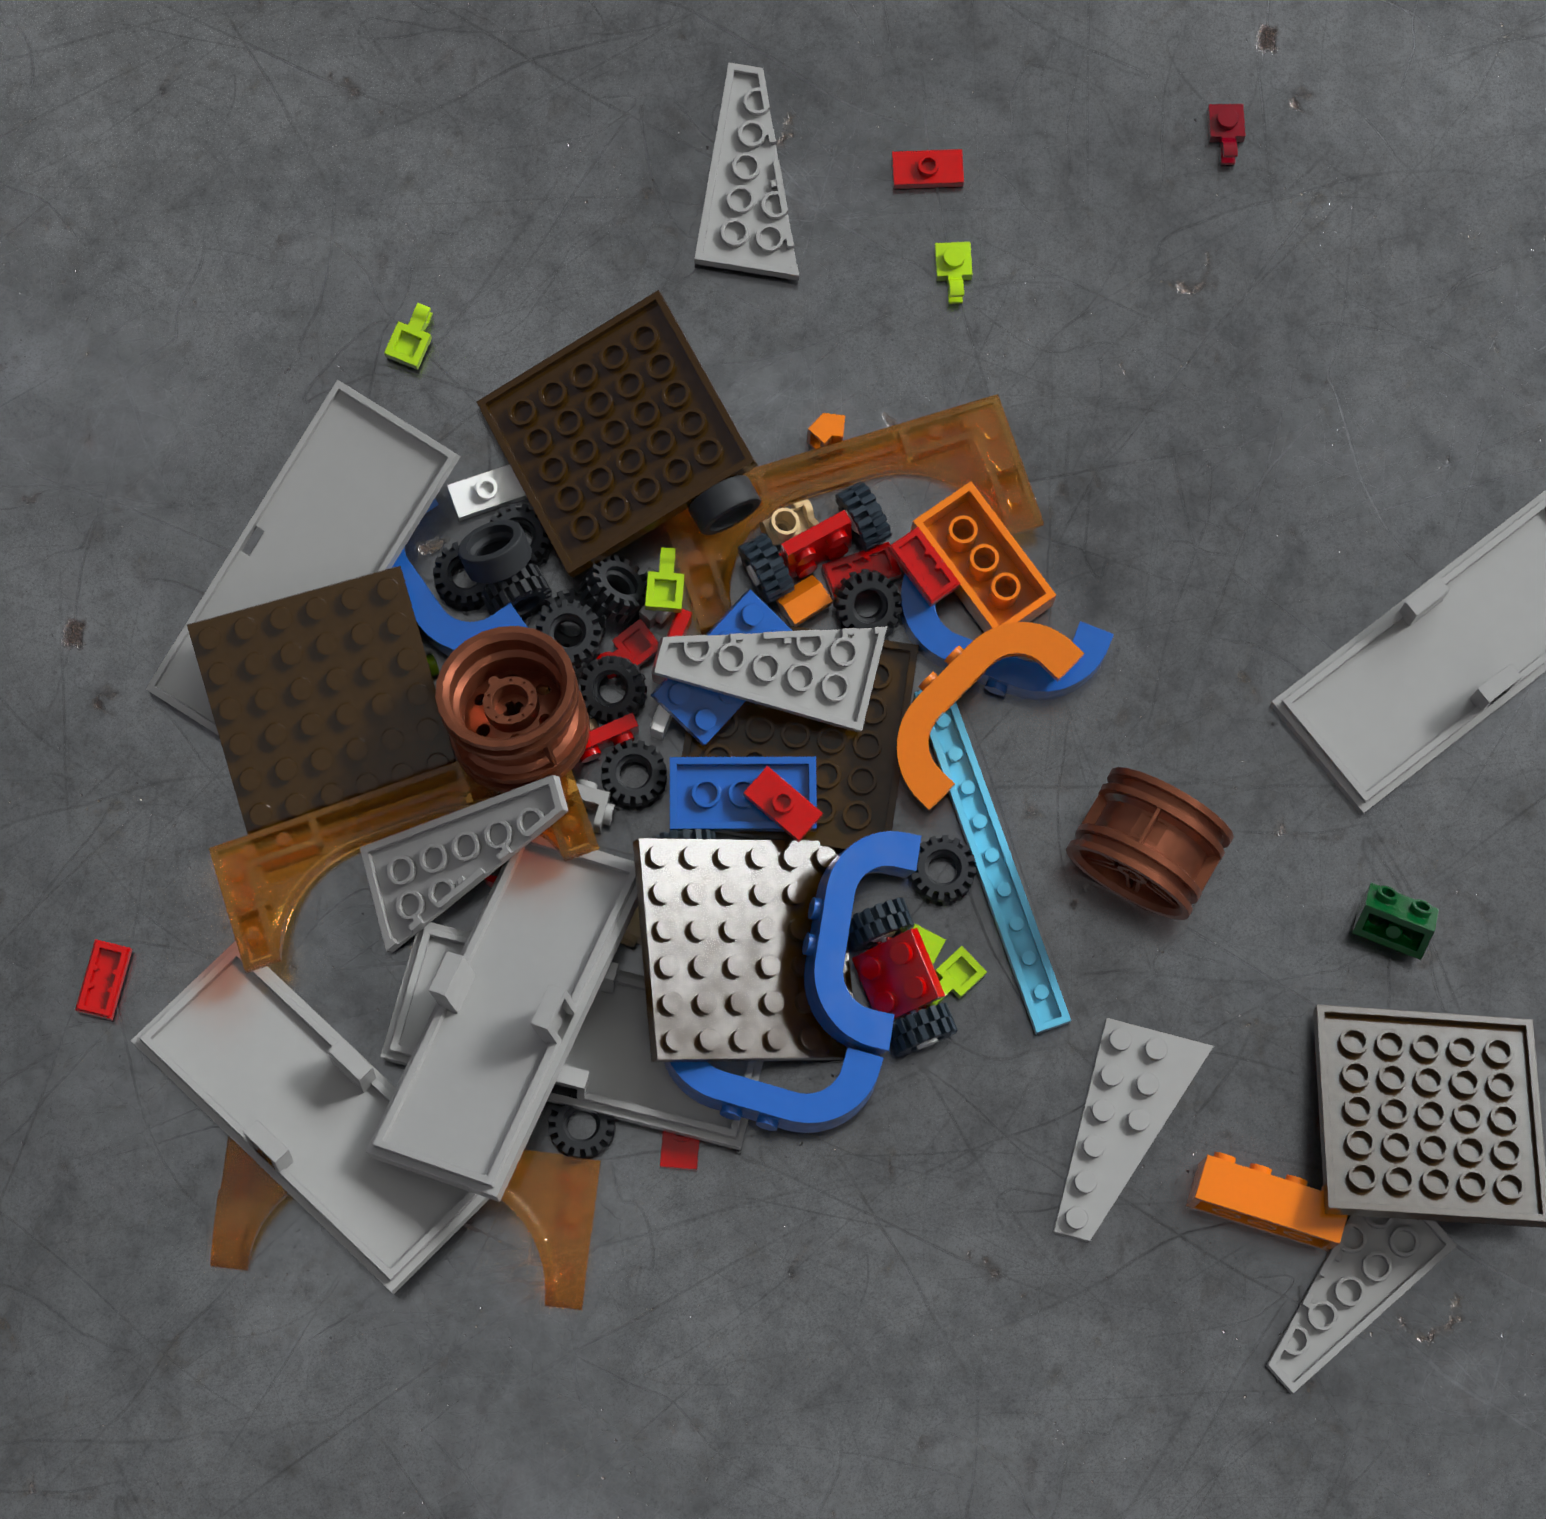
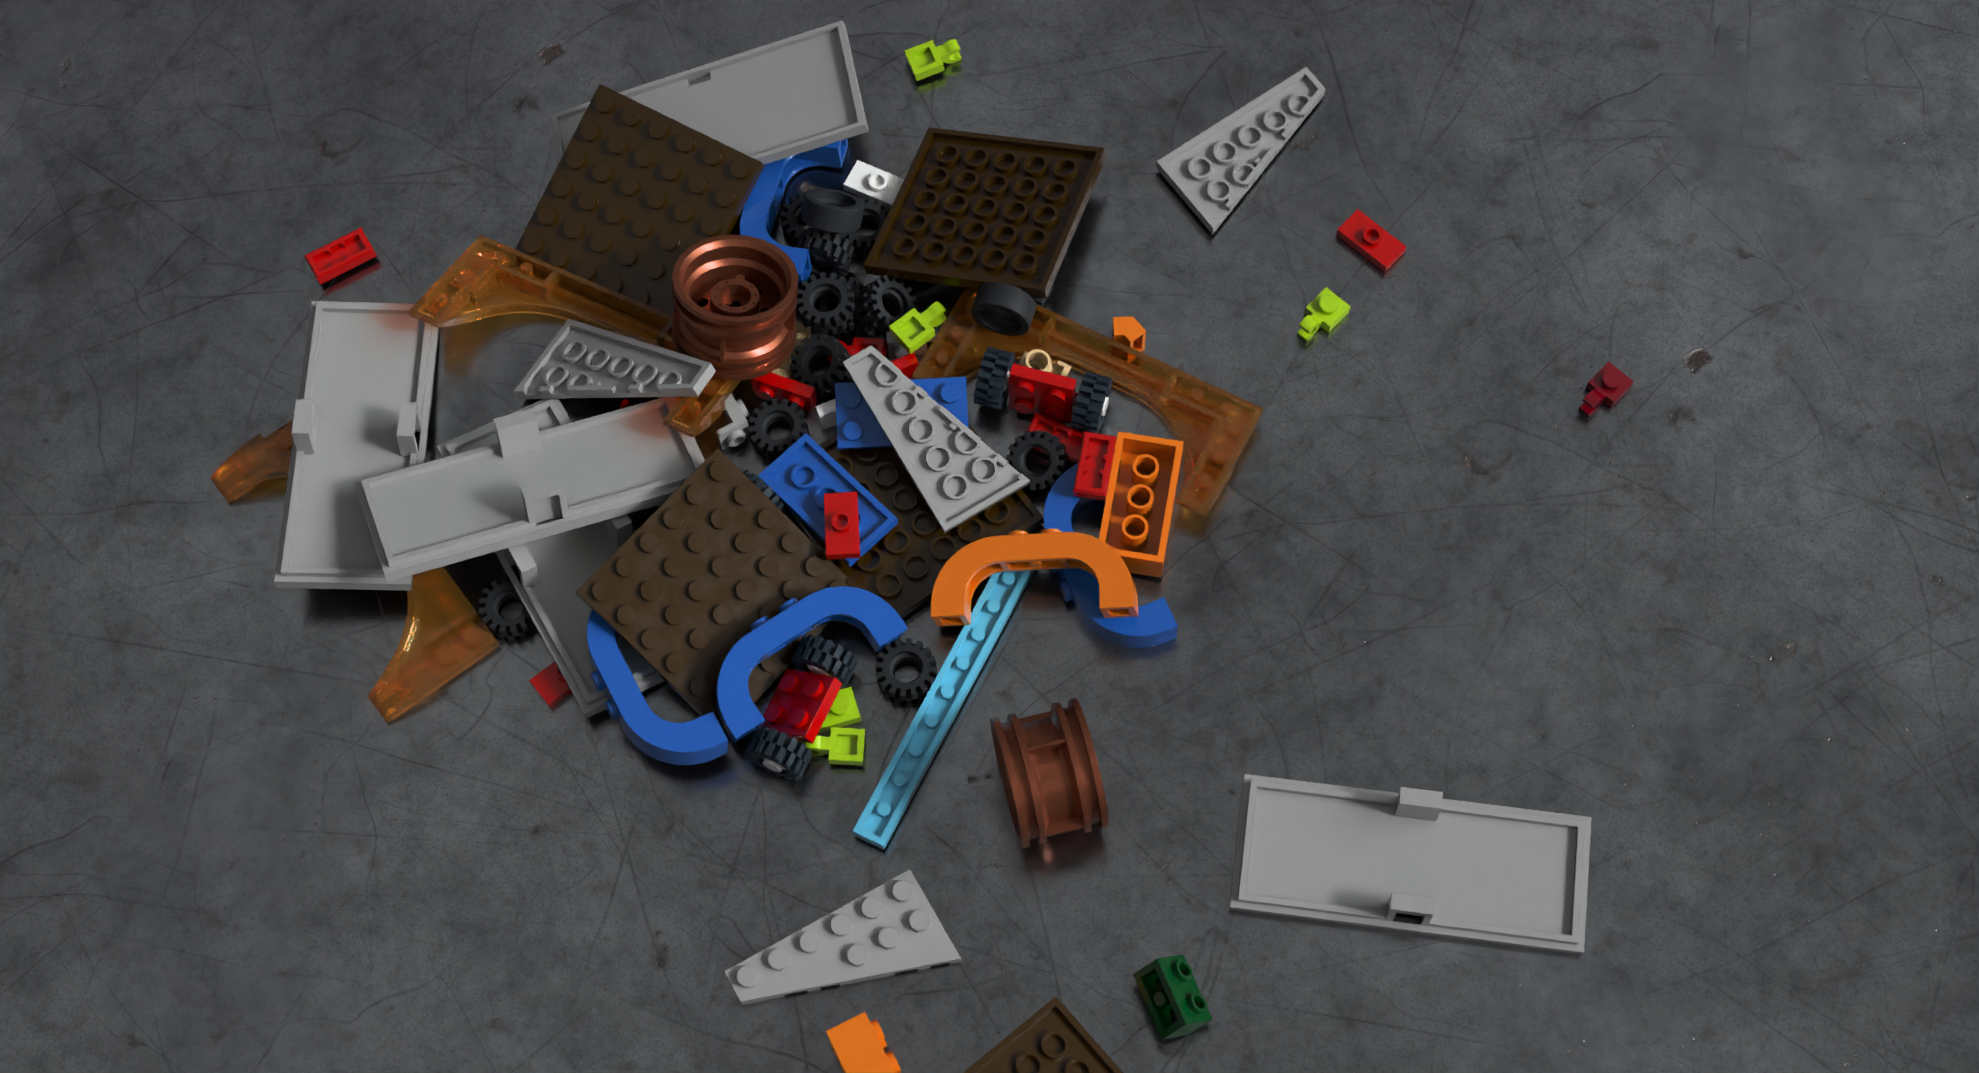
camera: 55 degrees right, 10 degrees down
(804, 601) = (999, 425): orange piece -> none

